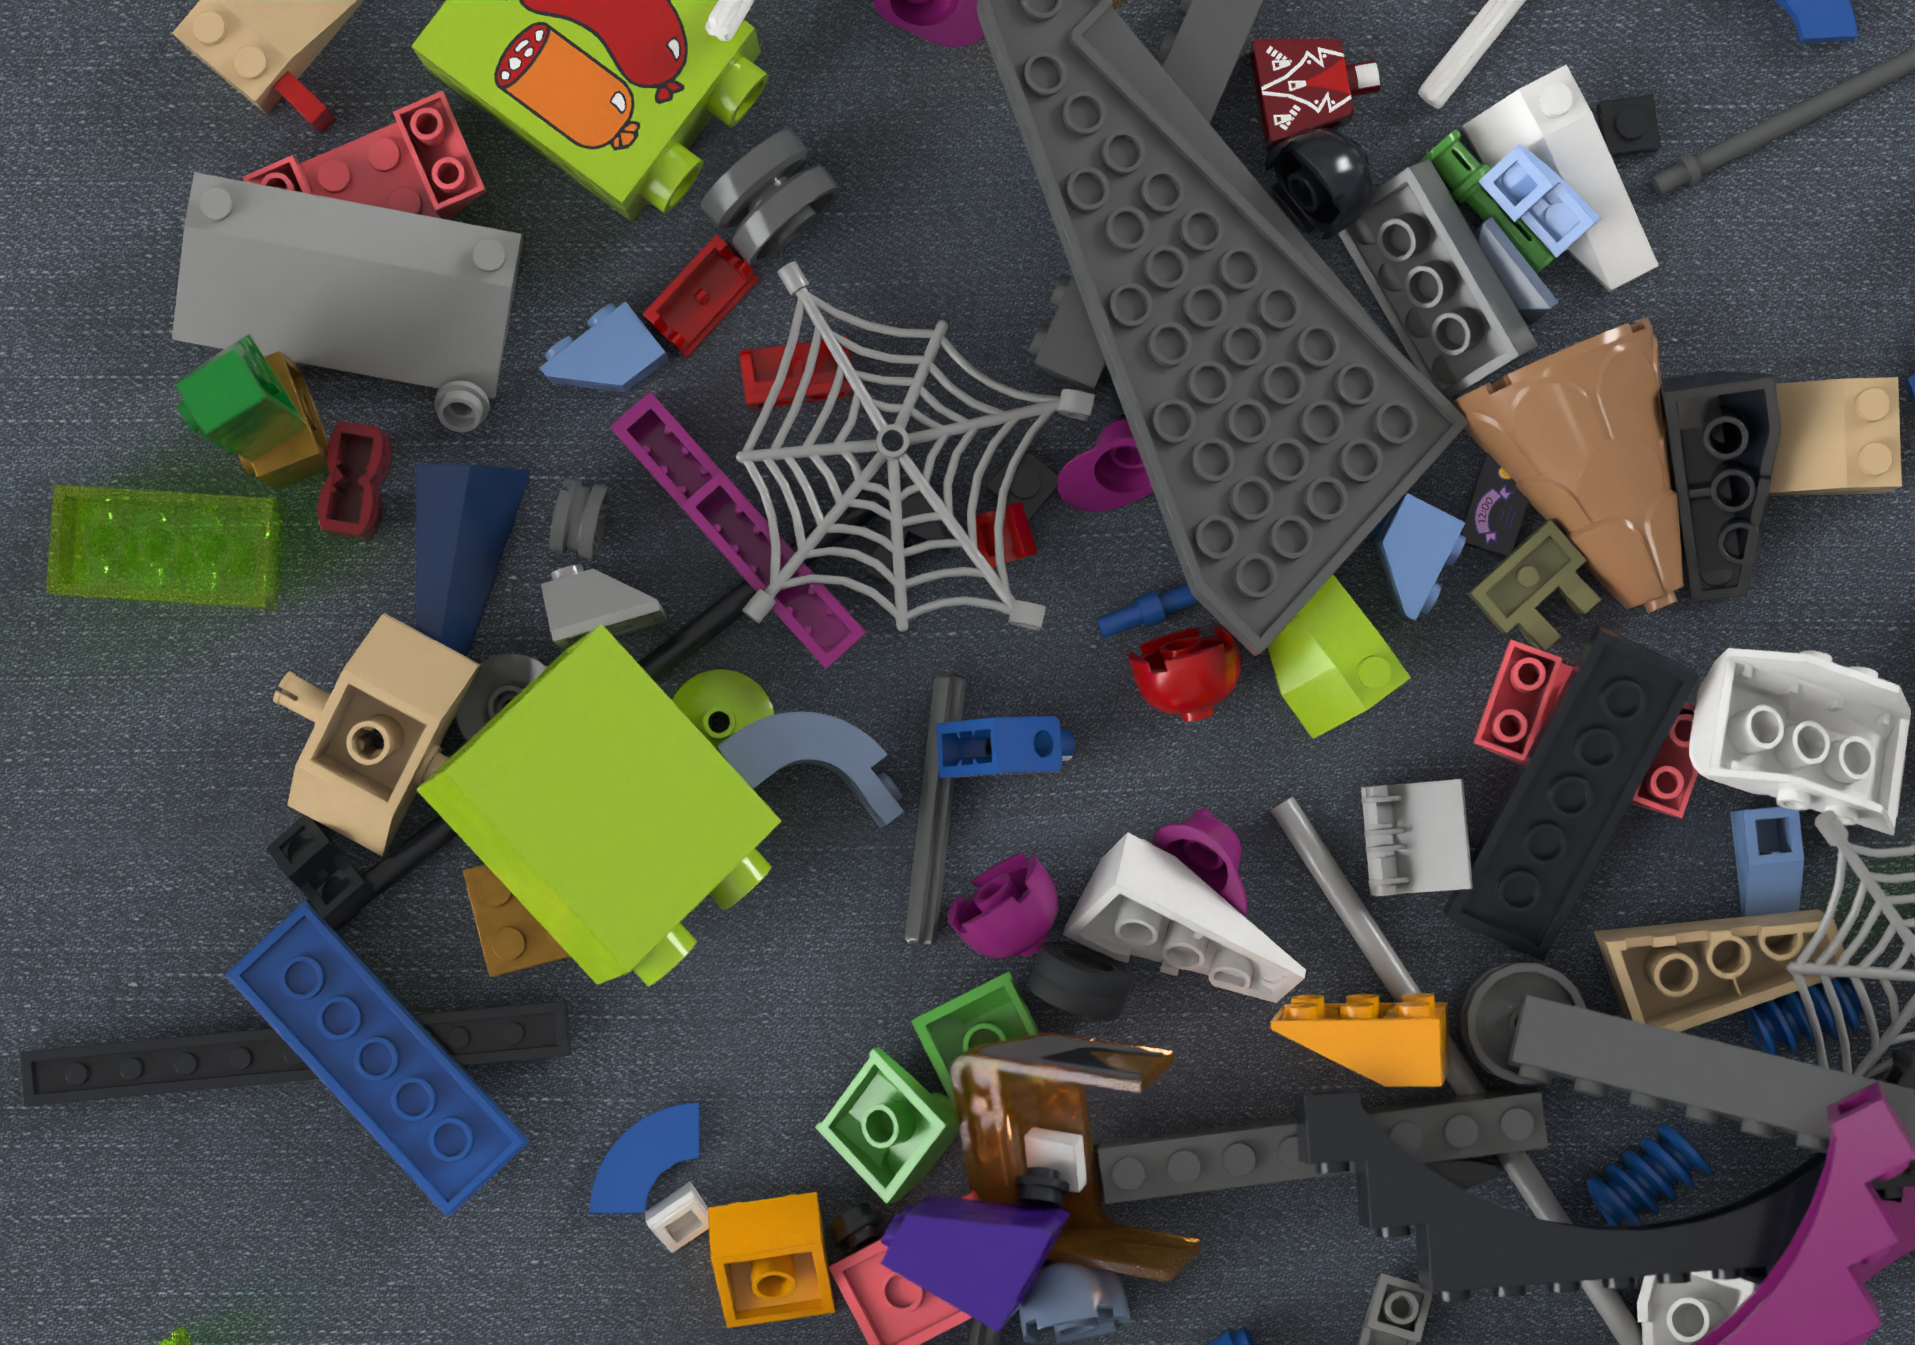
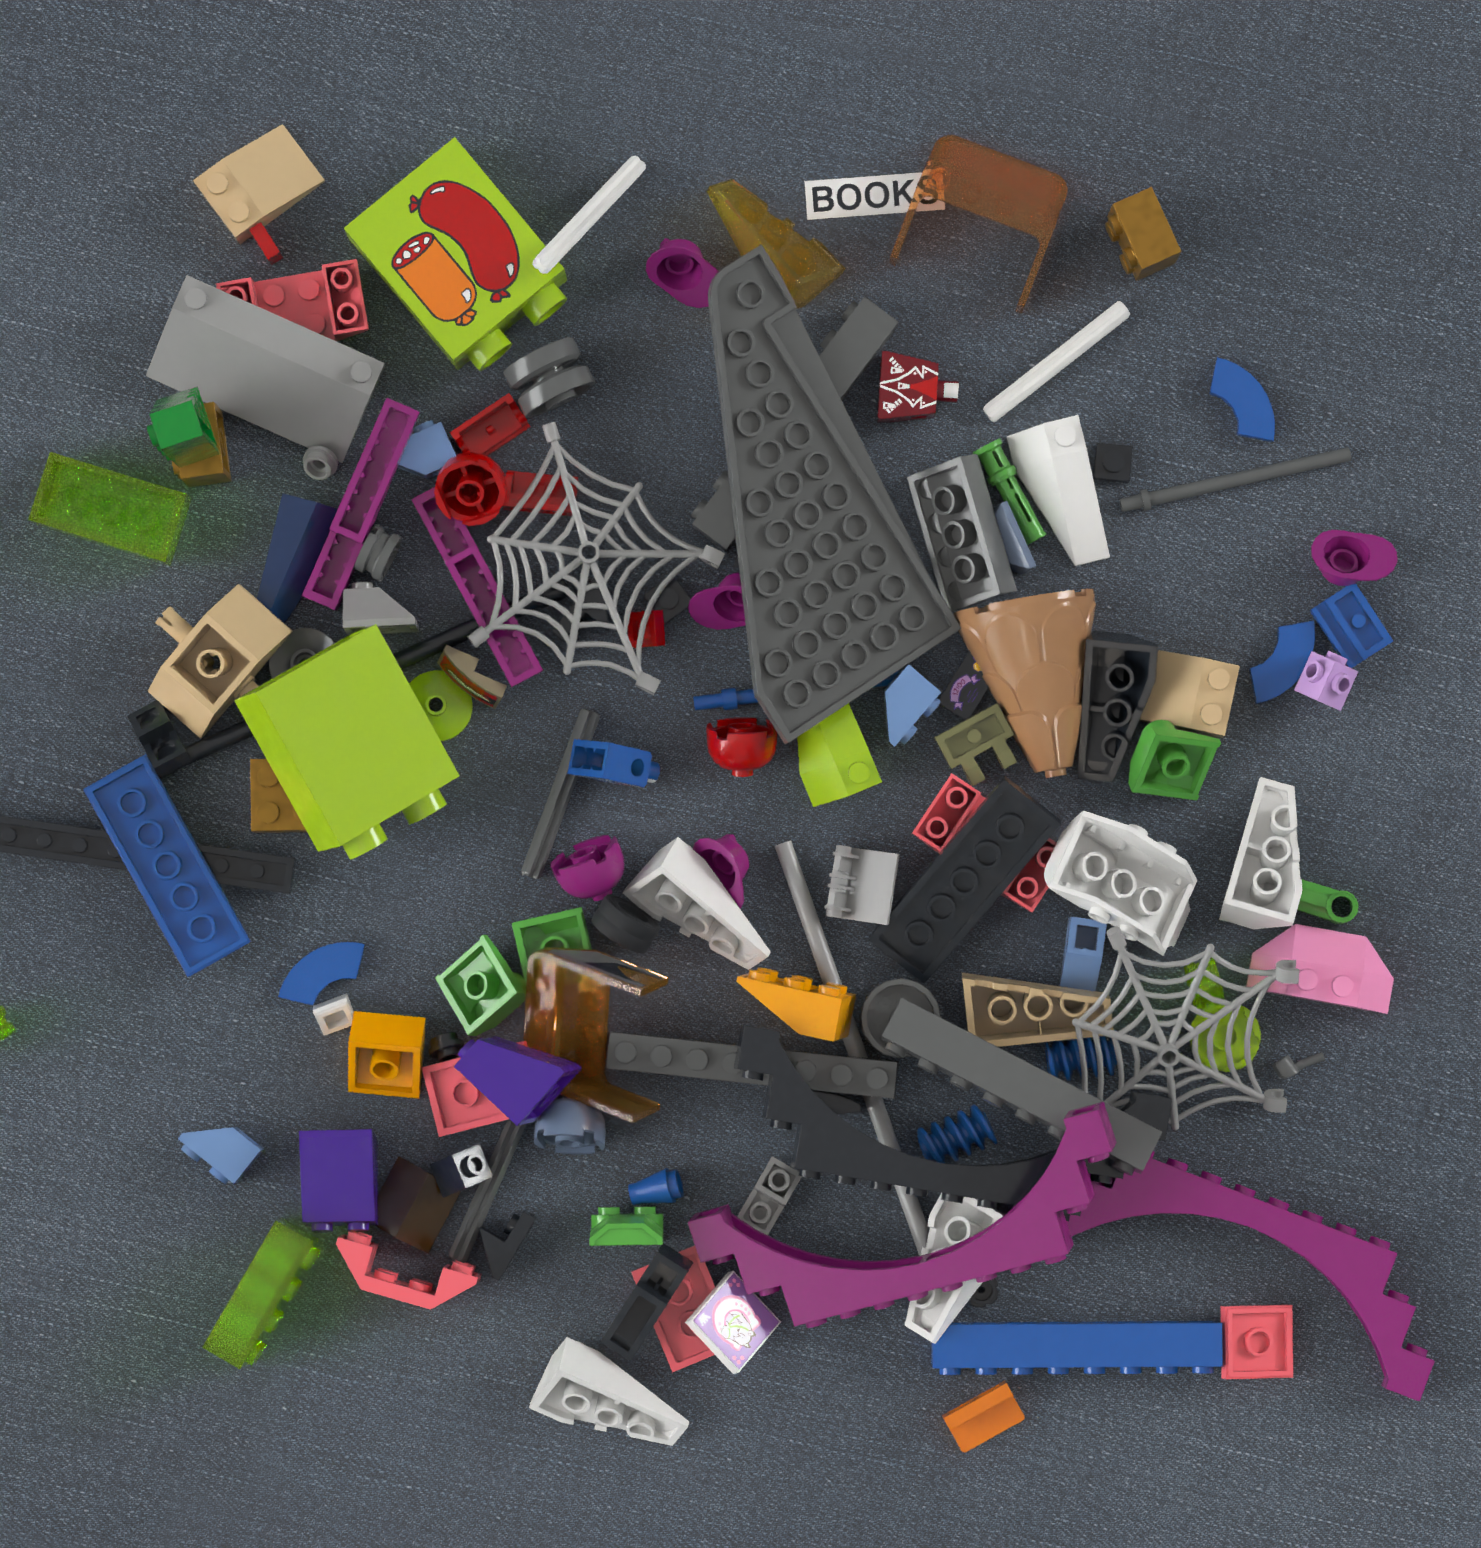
camera: 10 degrees right, 0 degrees up
(358, 466) = (236, 504): dark red brick -> none
(536, 451) = (361, 504): none -> magenta slope
(694, 389) = (470, 488): none -> red cylinder
(744, 662) = (460, 669): none -> dark tan slope
(820, 741) = (496, 731): sand blue arch -> none
(1041, 1187) = (567, 1047): black plate -> none
(1058, 1152) = (581, 1032): white tile -> none
(1320, 179) = (905, 450): black cylinder -> none
(1540, 198) = (1042, 496): light blue slope -> none
(1828, 543) = (1171, 761): none -> bright green slope

